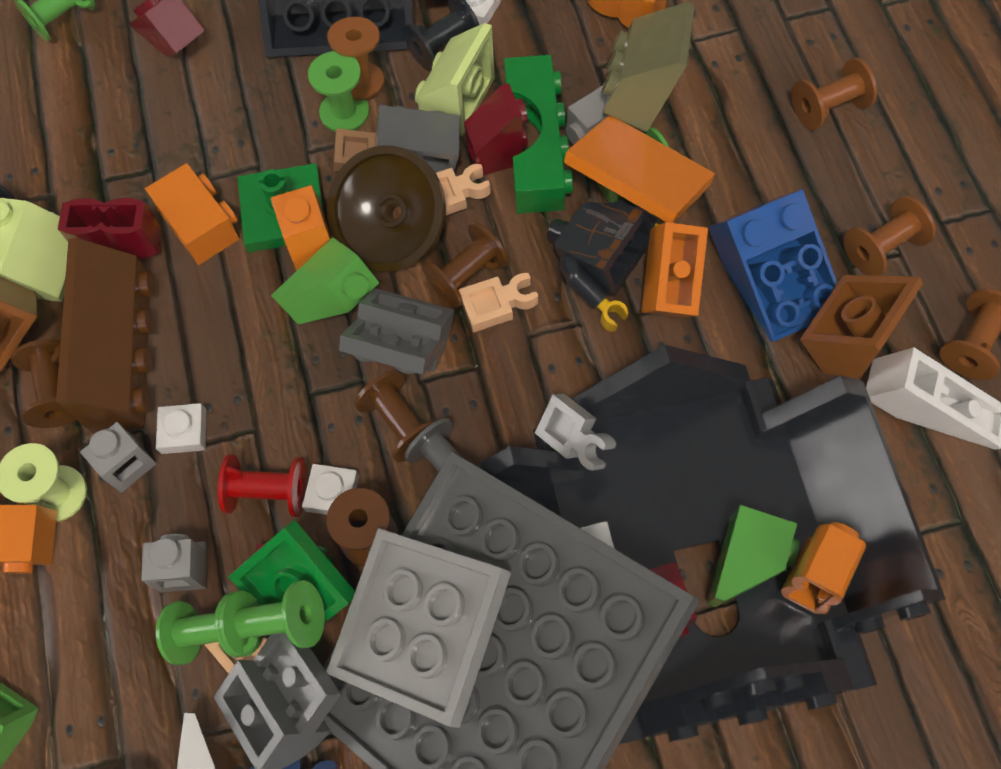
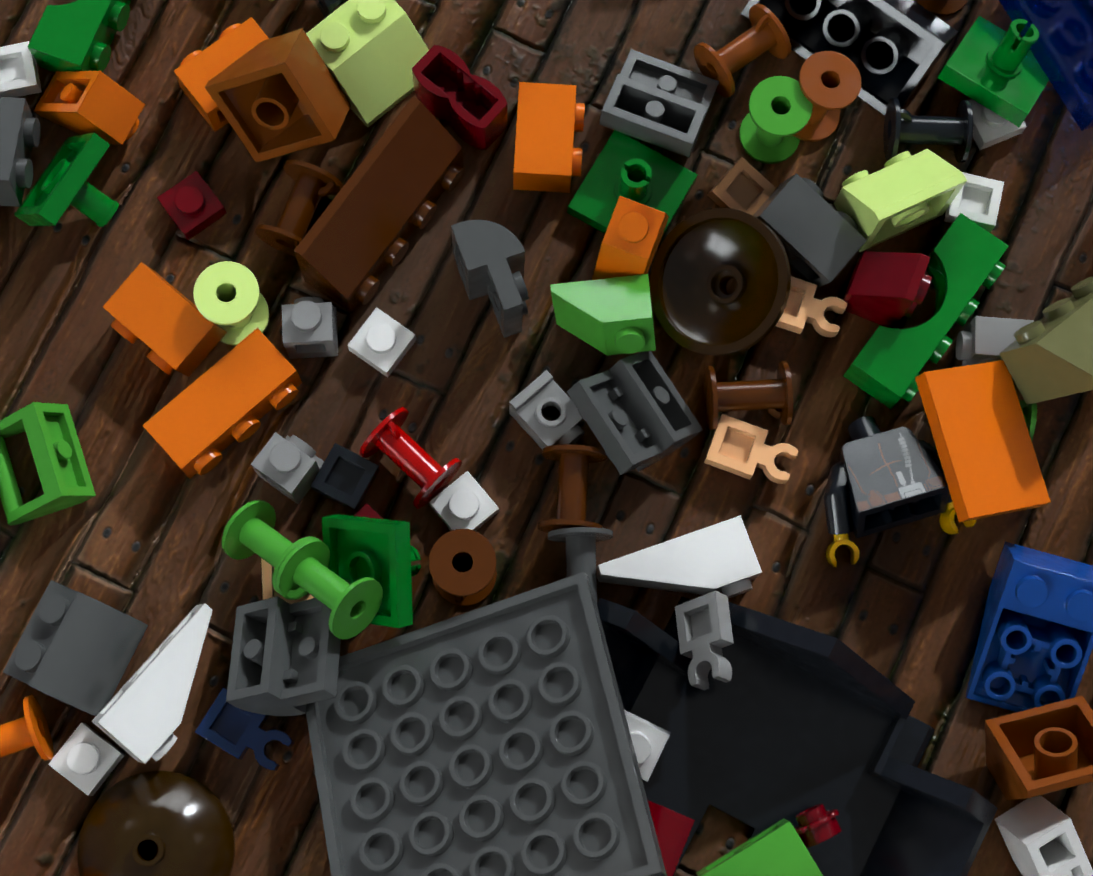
camera: 30 degrees right, 10 degrees up
(90, 560) = (224, 404): none -> orange brick
(219, 316) = (492, 265): none -> dark grey brick
(225, 538) = (345, 477): none -> black plate
(253, 139) = (659, 103): none -> dark grey brick
(290, 52) = (764, 35): none -> dark orange piece
(323, 388) = (527, 410): none -> light grey brick
(419, 626) = (439, 696): light grey plate -> none
(507, 45) = (978, 201): none -> white plate
(518, 399) = (694, 563): none -> white slope
(674, 270) = (927, 563): orange brick -> none
(758, 494) = (817, 825): none -> dark red plate

